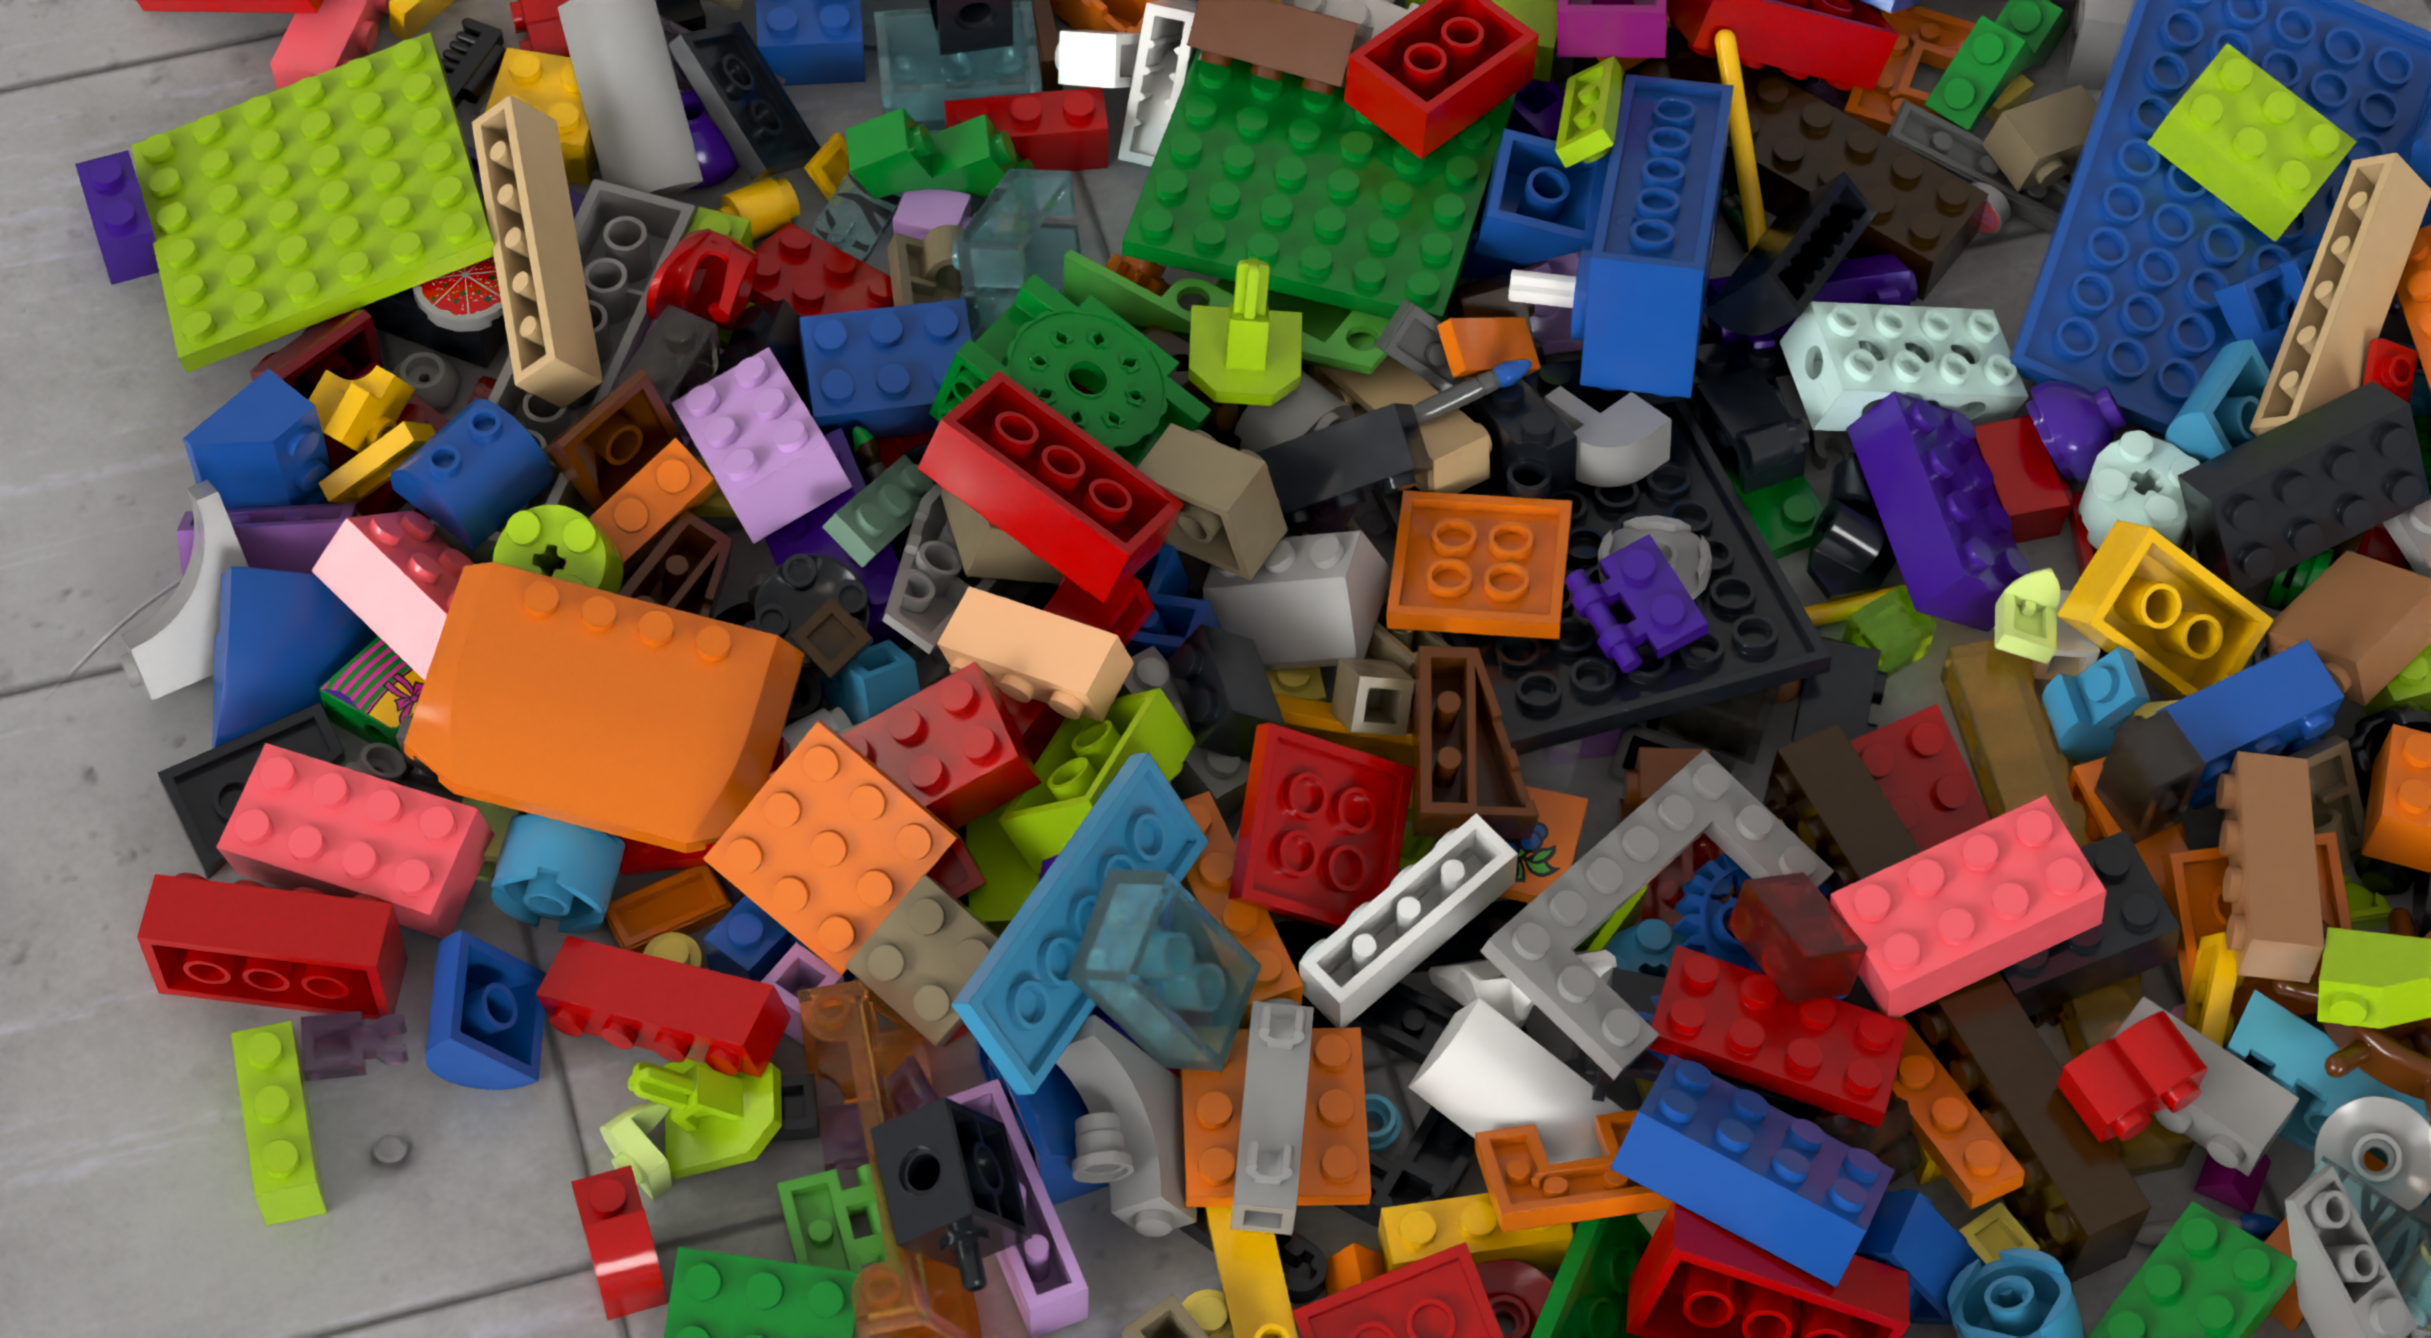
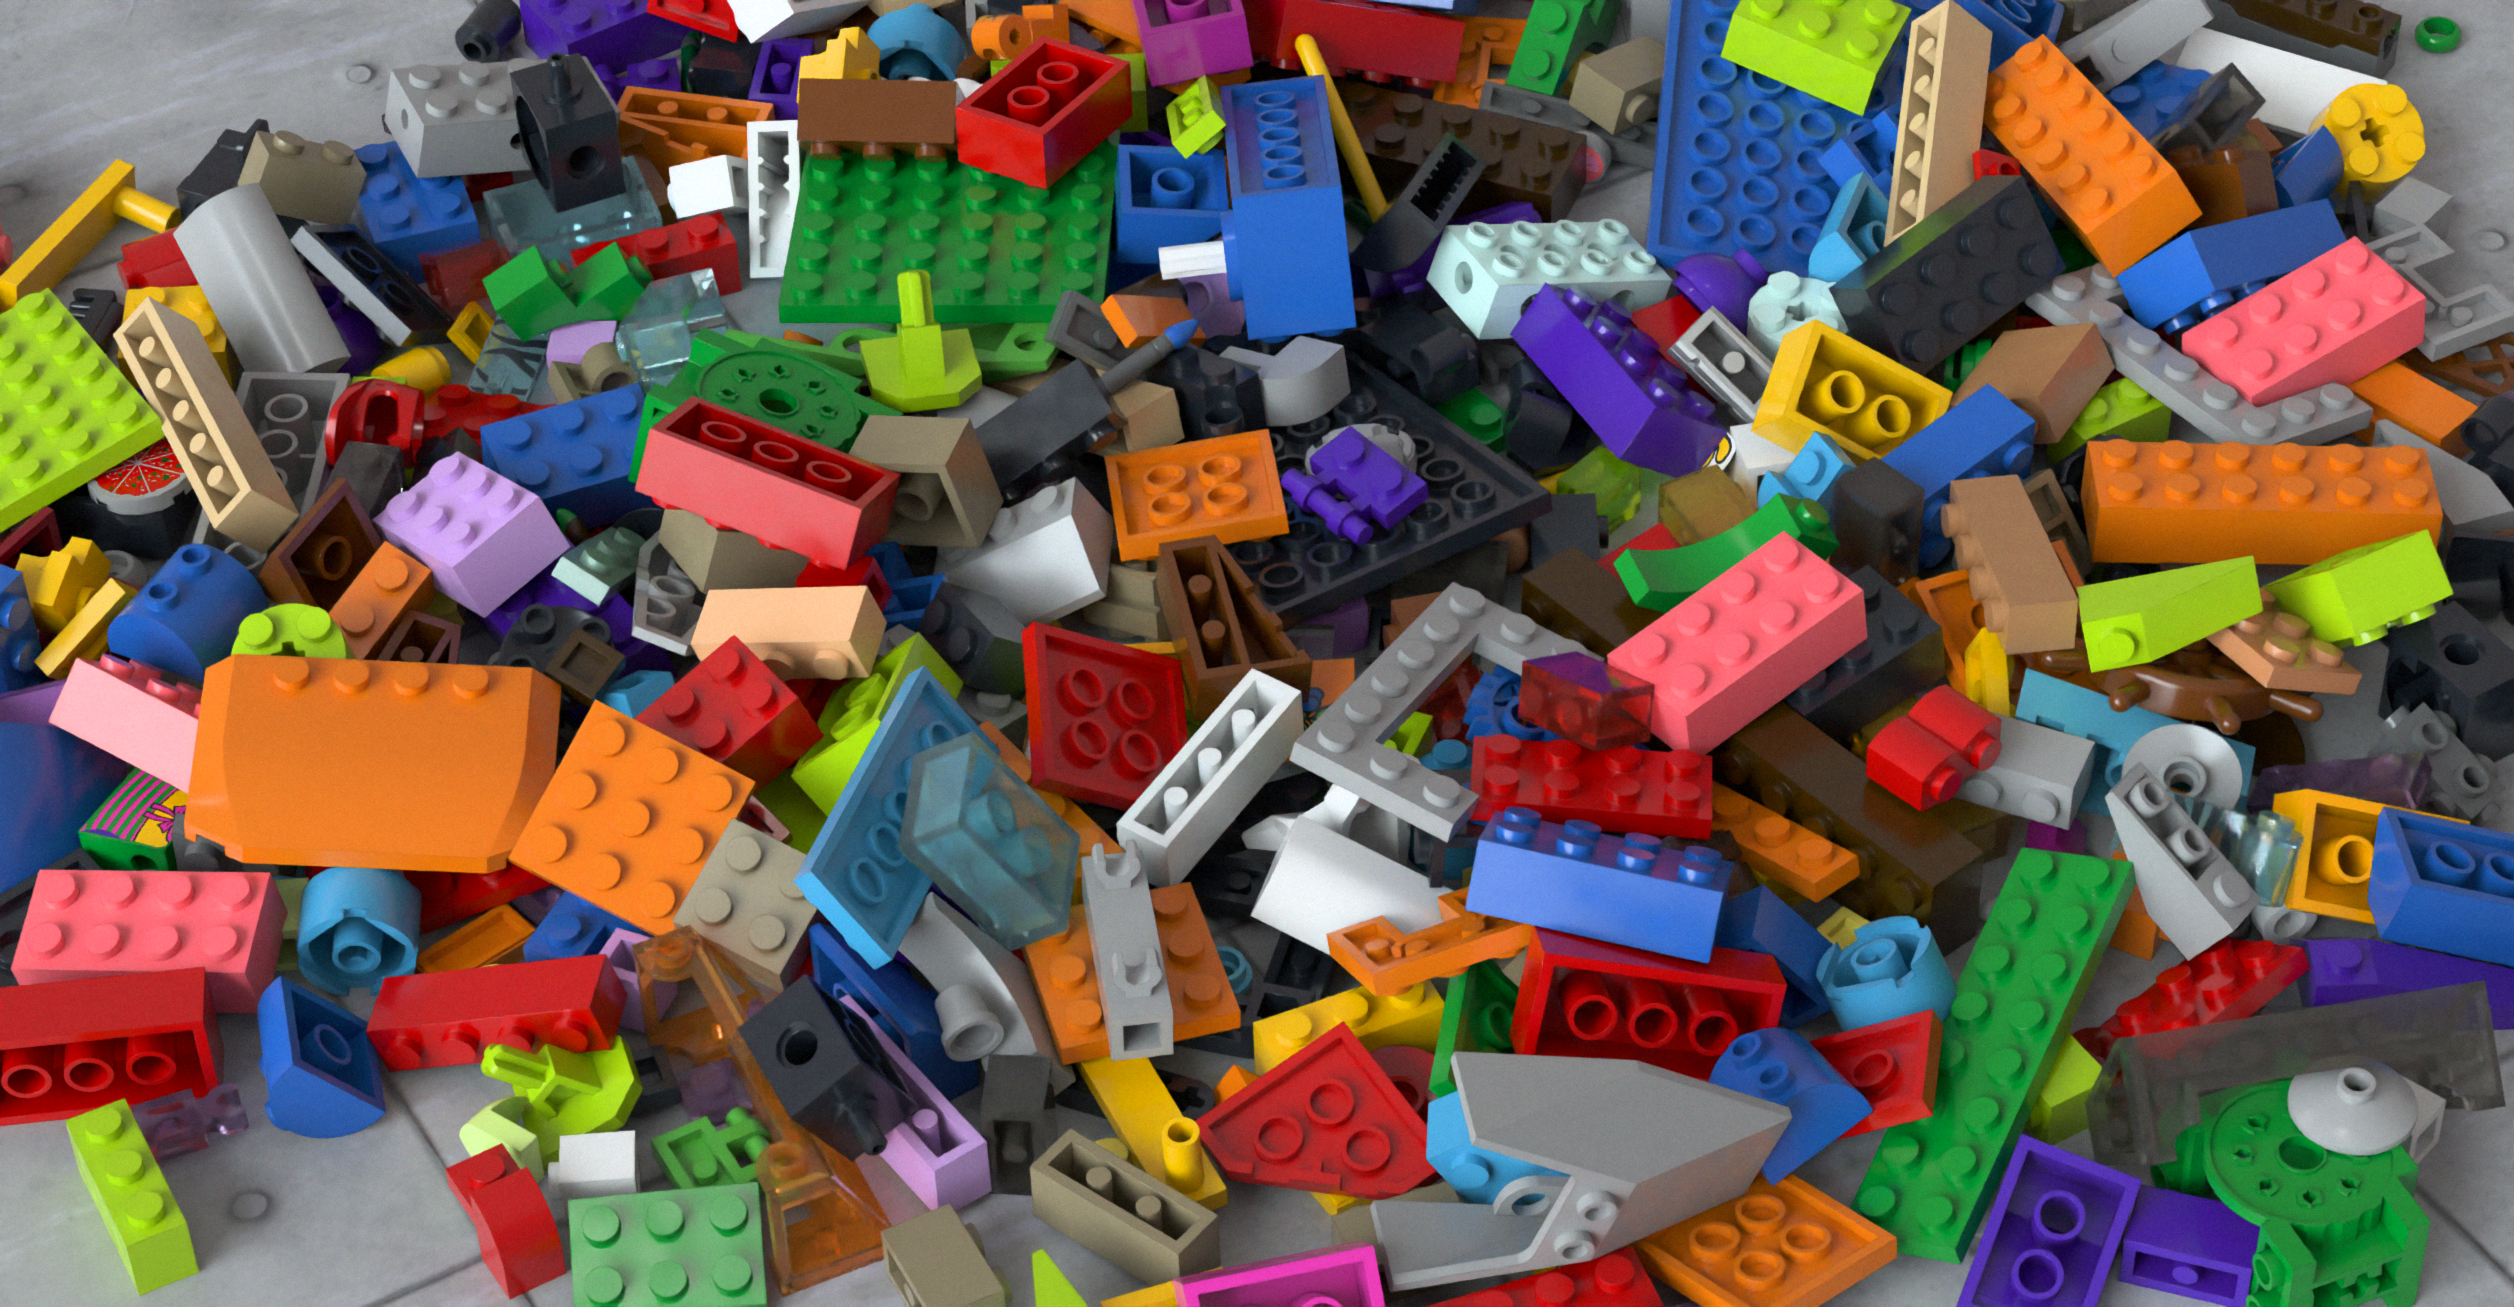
camera: 10 degrees left, 15 degrees down
(717, 1211) = (595, 1167): none -> white brick
(838, 96) = (457, 270): none -> clear red brick
(1127, 1263) = (1017, 1118): none -> clear smoke brick
(1372, 696) = (1125, 613): dark tan brick -> none
(1963, 795) = (1670, 576): none -> green arch
(2028, 616) = (1724, 436): yellowish green plate -> none
(2051, 523) = (1724, 364): none -> light grey brick

